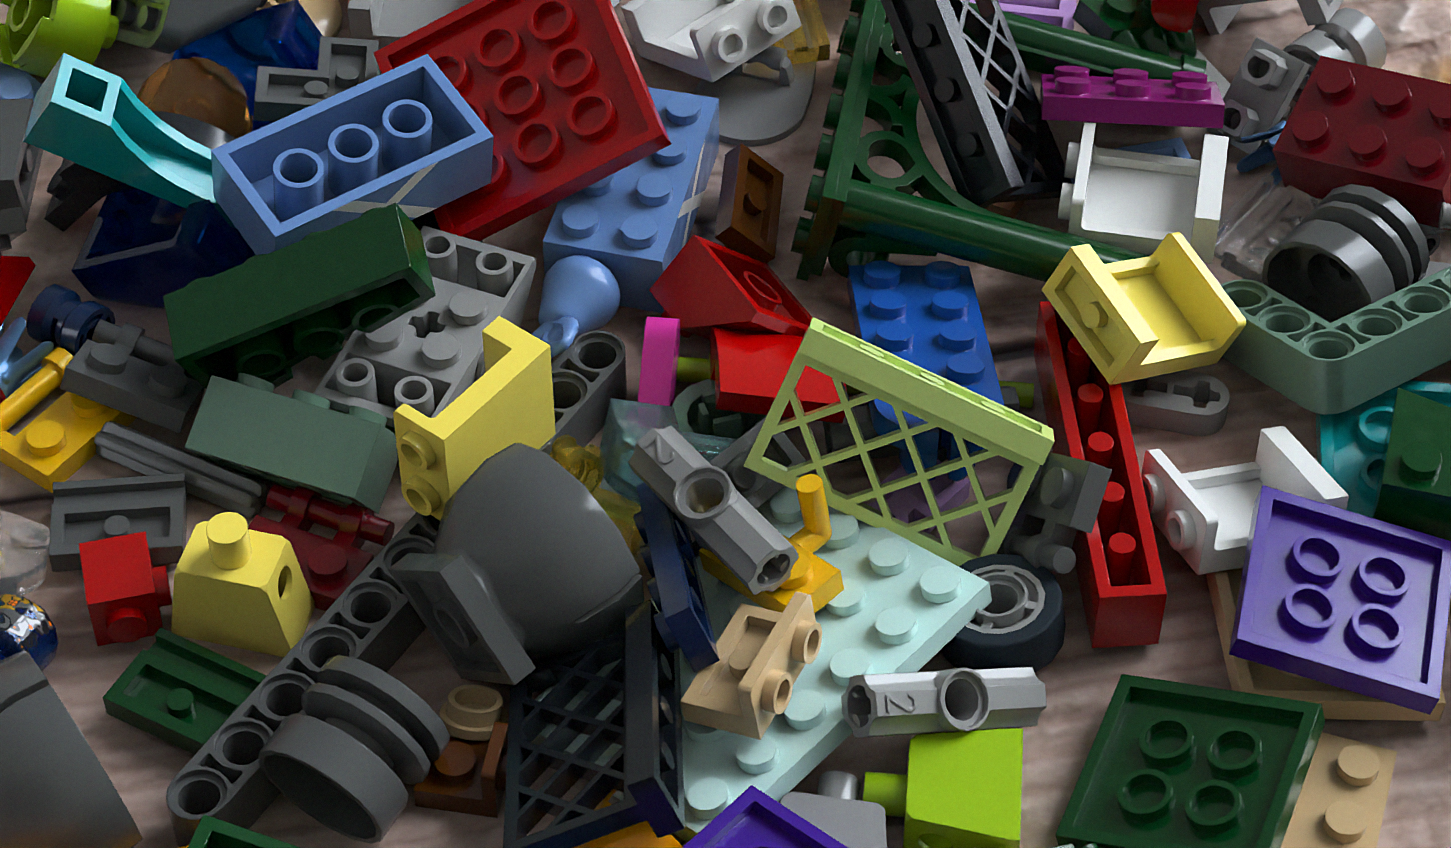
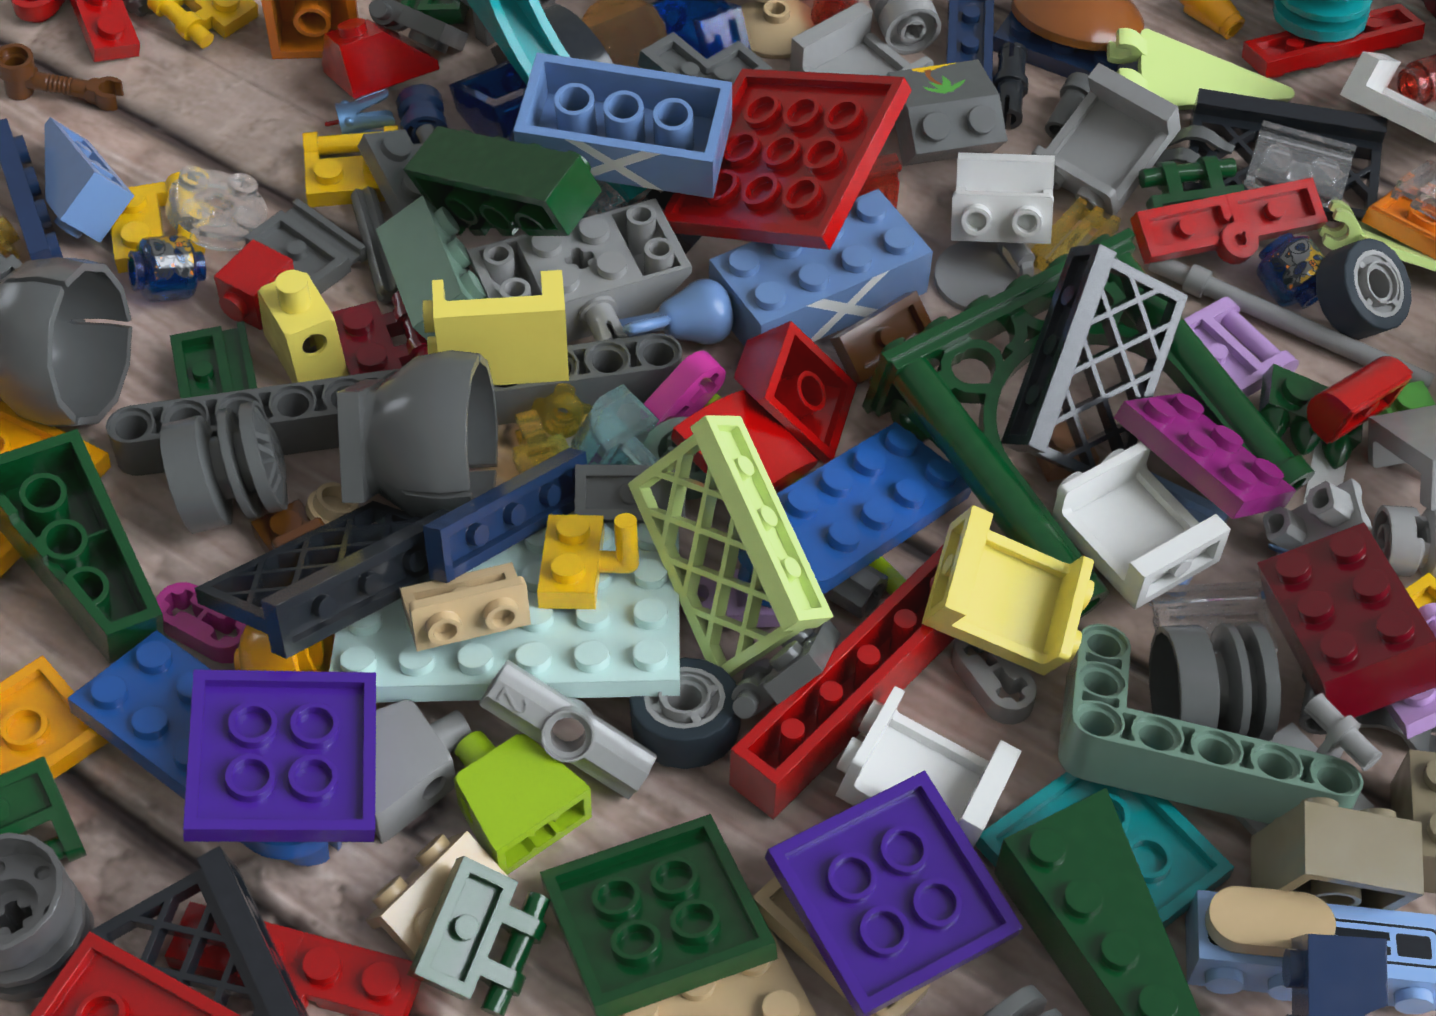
camera: 45 degrees right, 5 degrees up
(733, 529) = (556, 491): light grey piece -> none

